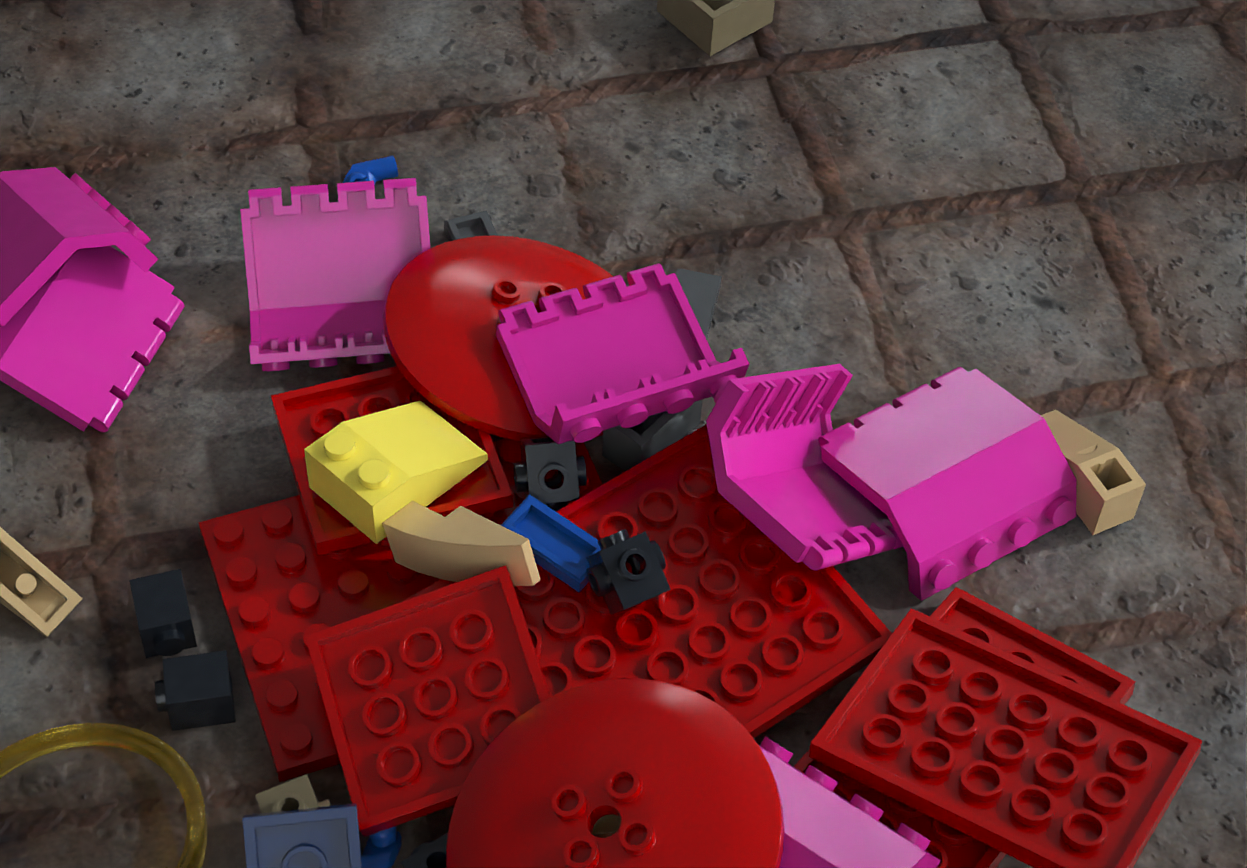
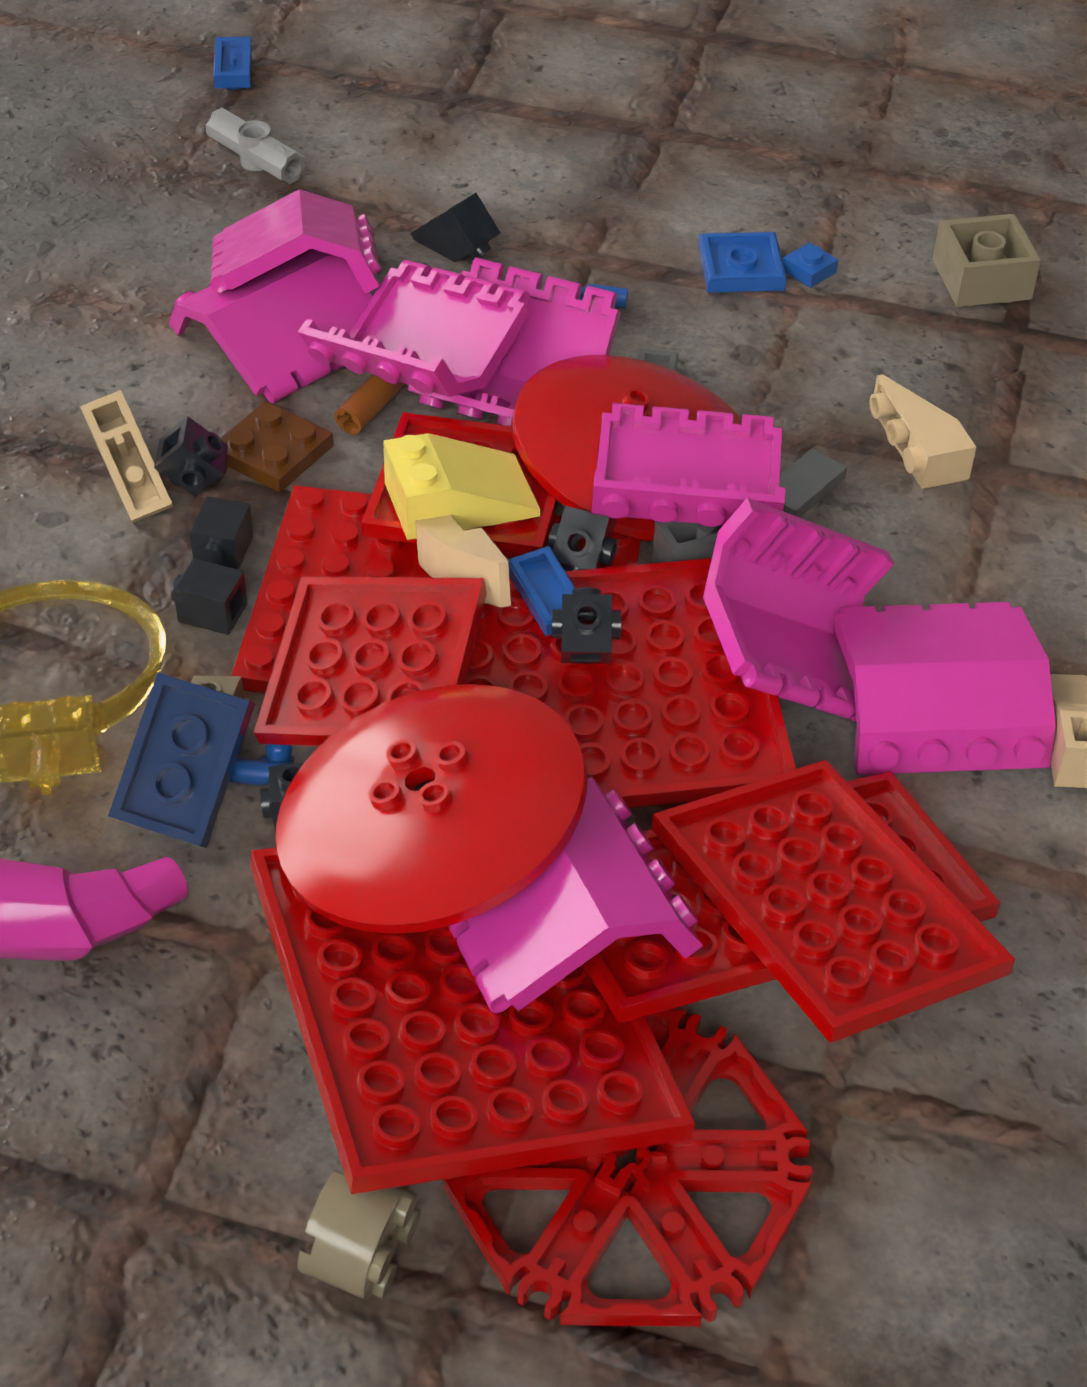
camera: 30 degrees right, 5 degrees down
(75, 537) = (191, 456): none -> black brick
(141, 484) = (275, 446): none -> reddish brown plate
(178, 152) = (459, 230): none -> black slope
(211, 387) = (365, 404): none -> dark orange piece
(241, 293) = (427, 330): none -> hinge
(479, 81) = (741, 262): none -> blue tile
(546, 59) = (810, 264): none -> blue plate
(770, 212) = (926, 437): none -> tan slope

